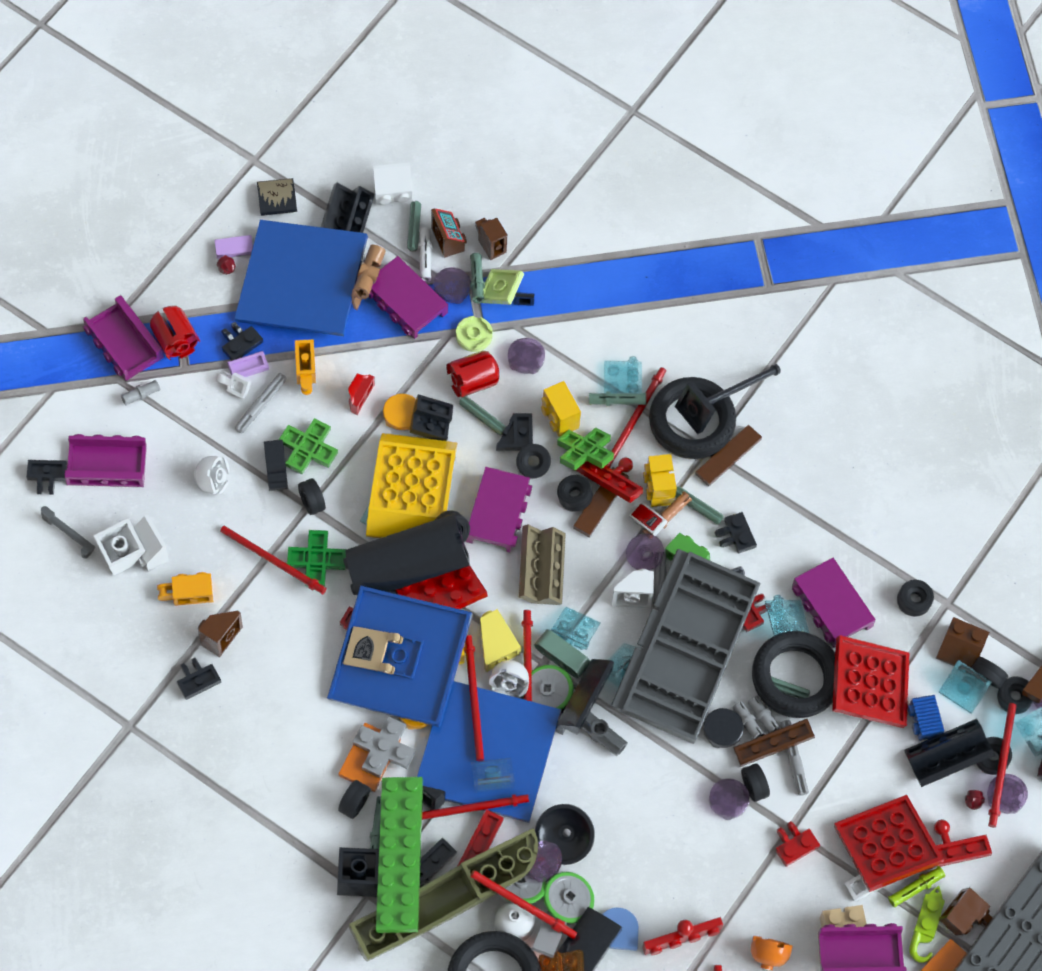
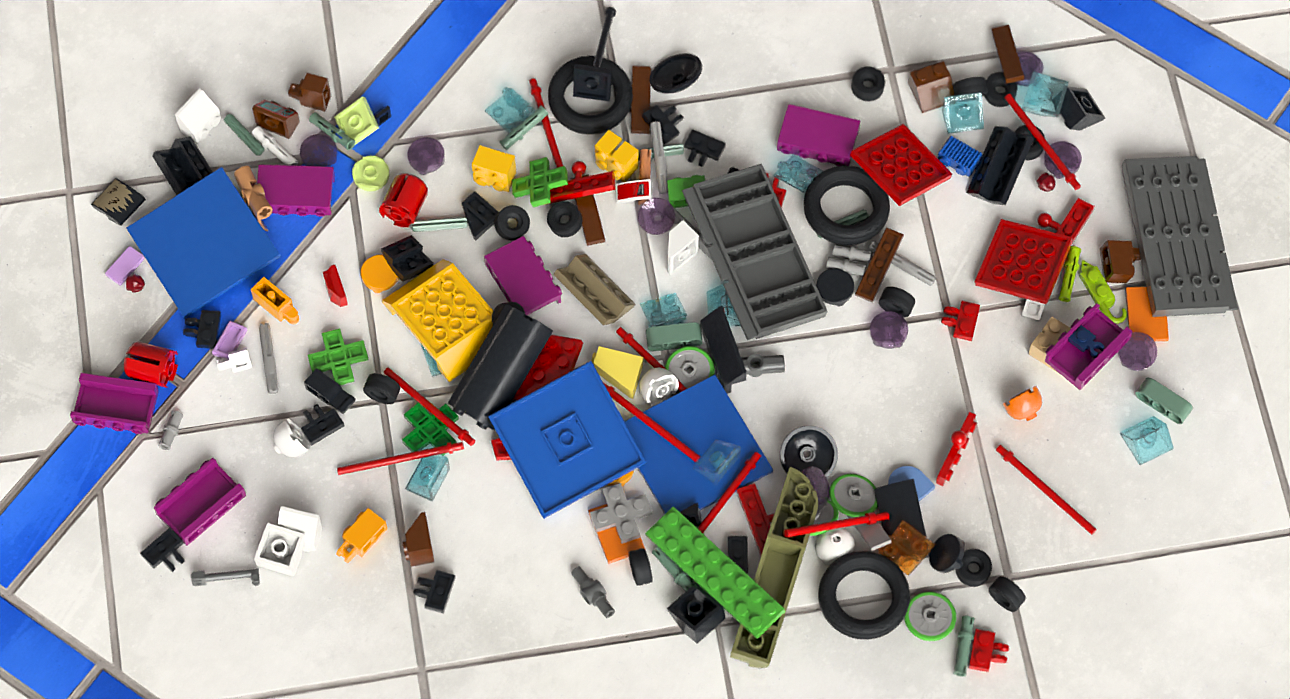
camera: 40 degrees left, 0 degrees up
(245, 486) = (322, 426): none -> black hinge
(279, 592) = (429, 476): none -> clear light blue slope
(303, 785) = (593, 592): none -> dark grey pin
(331, 583) = (462, 434): none -> red bar
(368, 649) = (541, 455): tan flag -> none
(694, 509) = (659, 158): none -> light grey axle
(722, 487) = (668, 127): none -> black hinge
(772, 458) = (676, 73): none -> black dish
(862, 945) = (1084, 339): none -> dark blue plate

